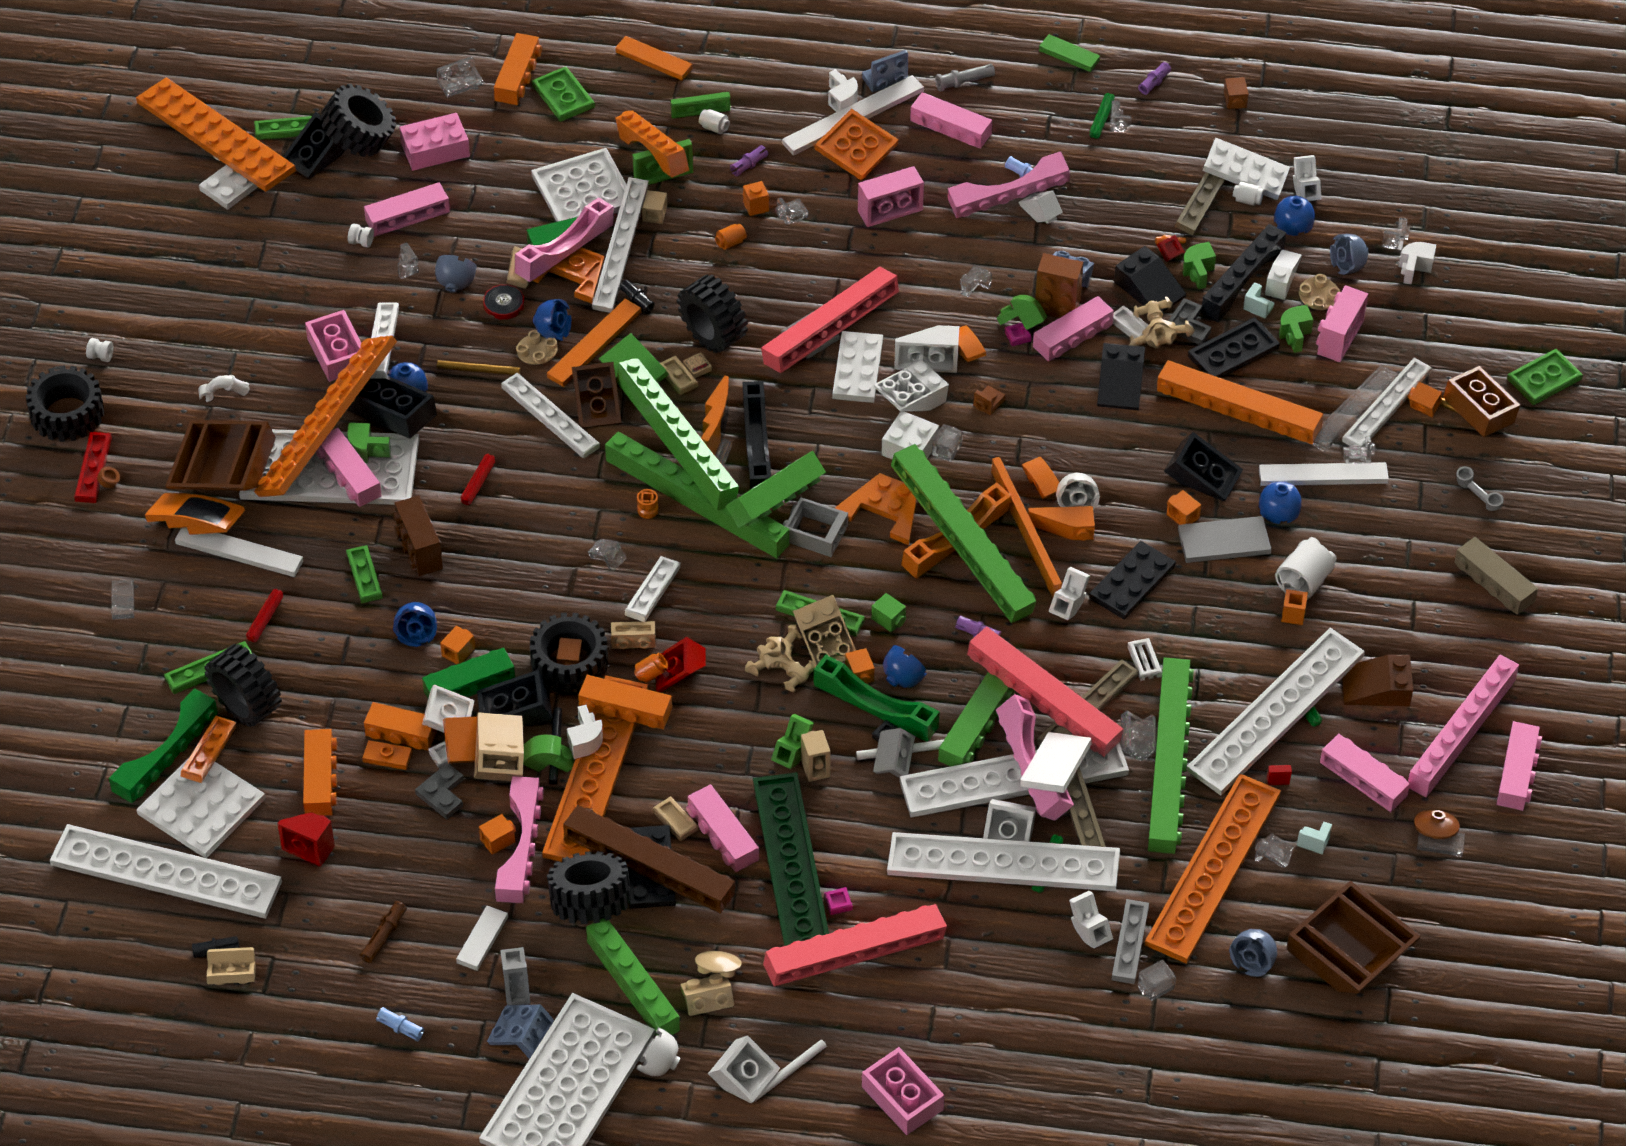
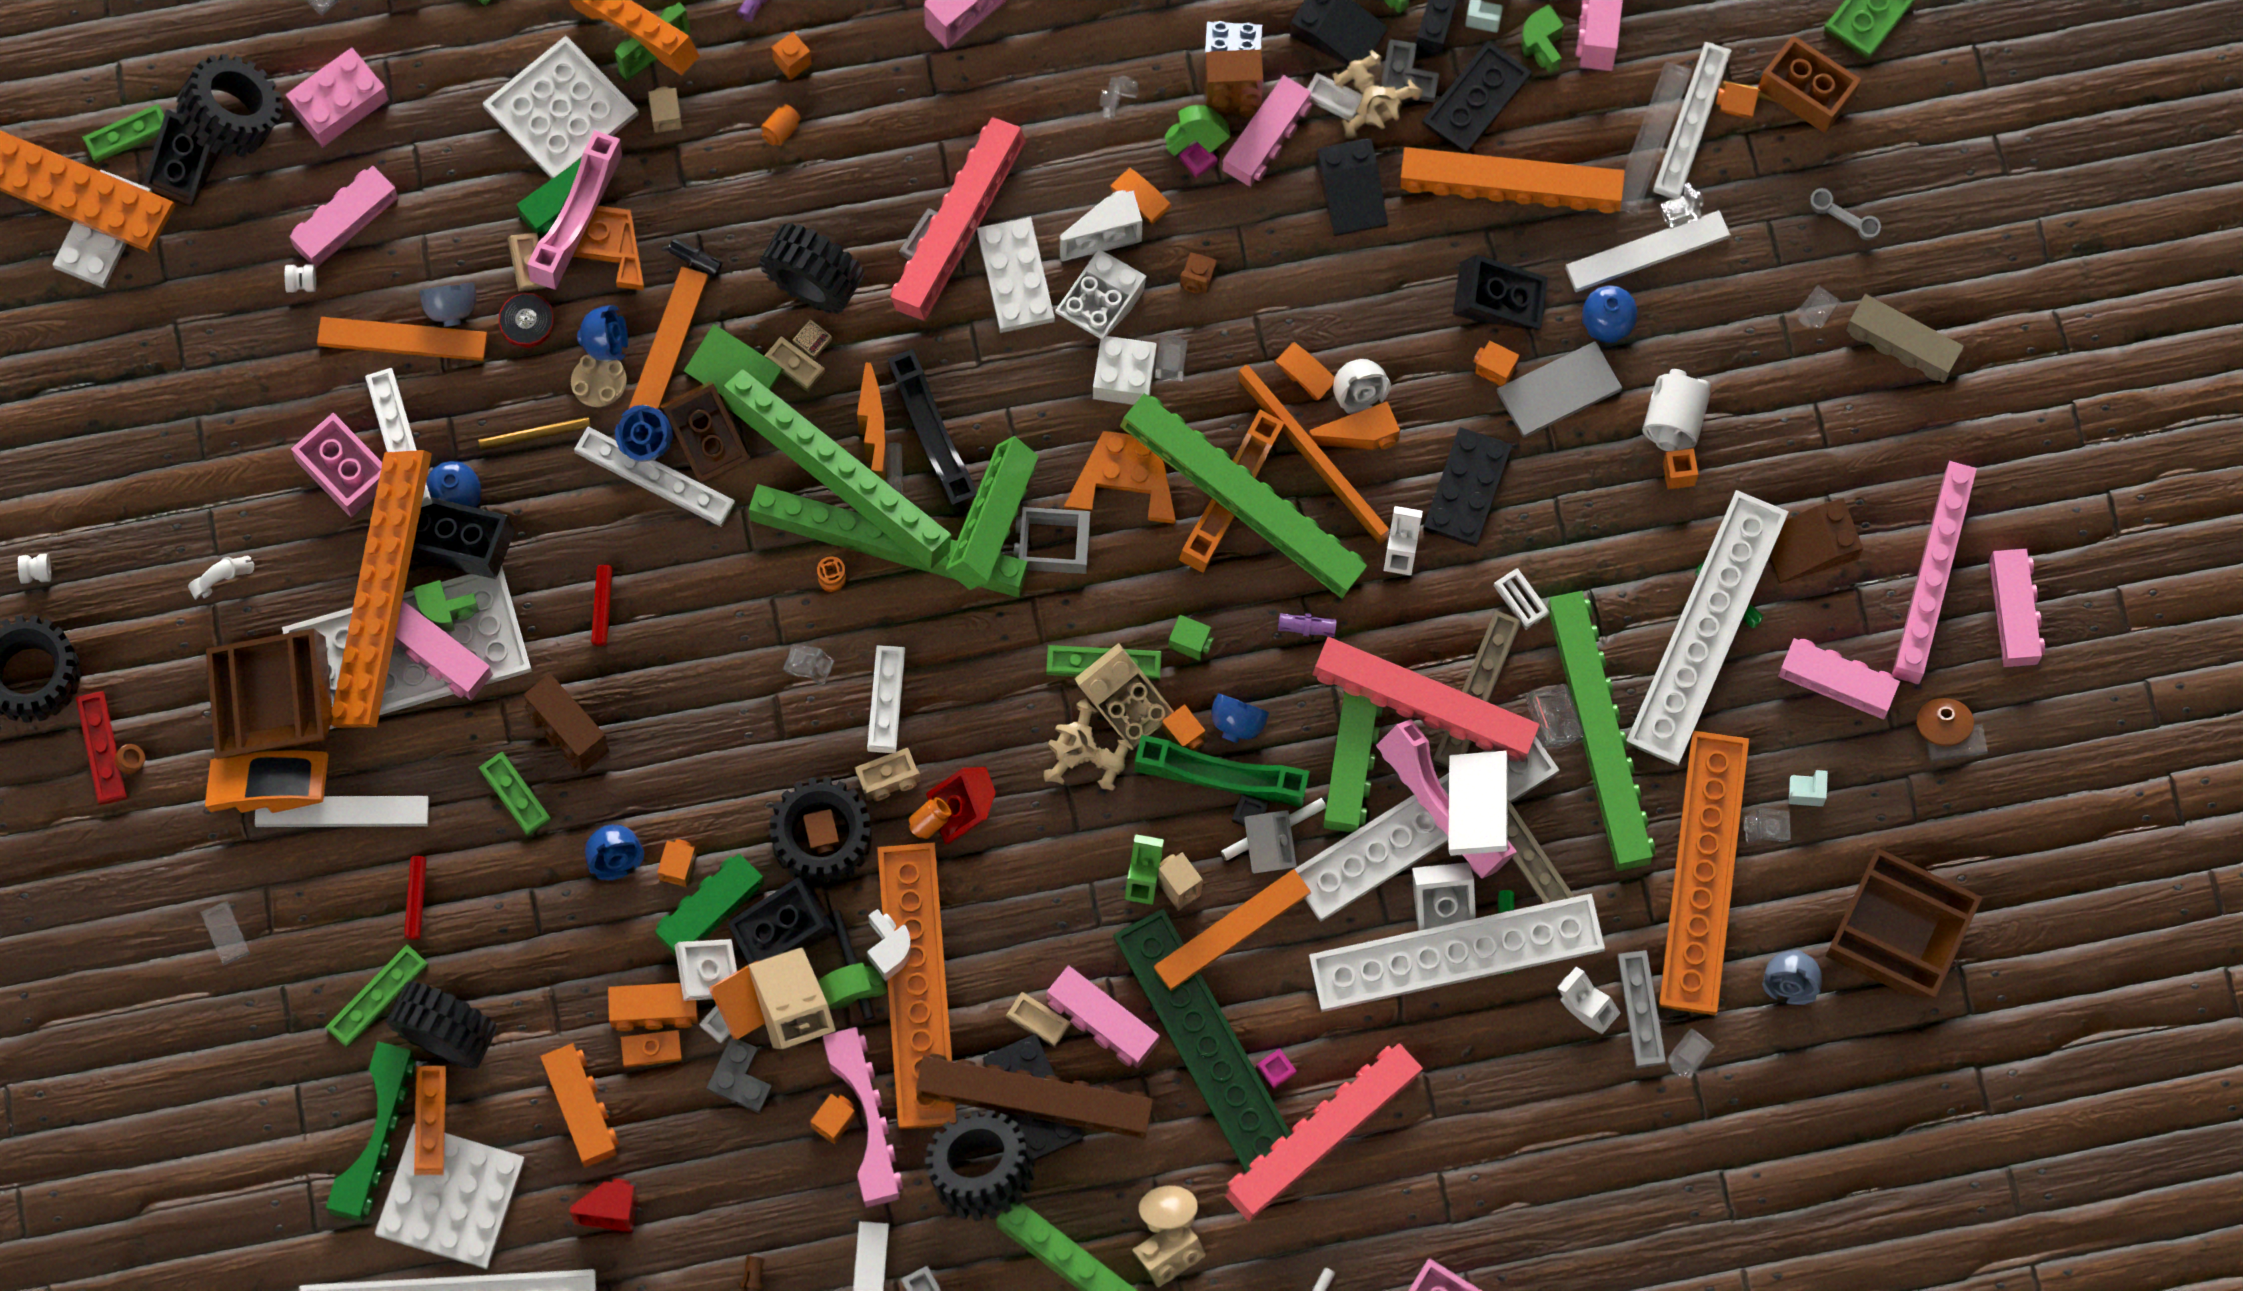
camera: 20 degrees left, 20 degrees up
(408, 261) = (378, 297): clear bracket -> none
(414, 289) = (402, 339): none -> orange tile
(553, 382) = (644, 433): none -> blue cylinder
(620, 245) = (645, 186): white plate -> none
(625, 702) = (920, 884): orange brick -> none
(791, 211) = (842, 57): clear bracket -> none
(841, 798) = (1232, 930): none -> orange tile
(1279, 775) = (1739, 716): red tile -> none
(1437, 540) = (1817, 308): none -> clear bracket

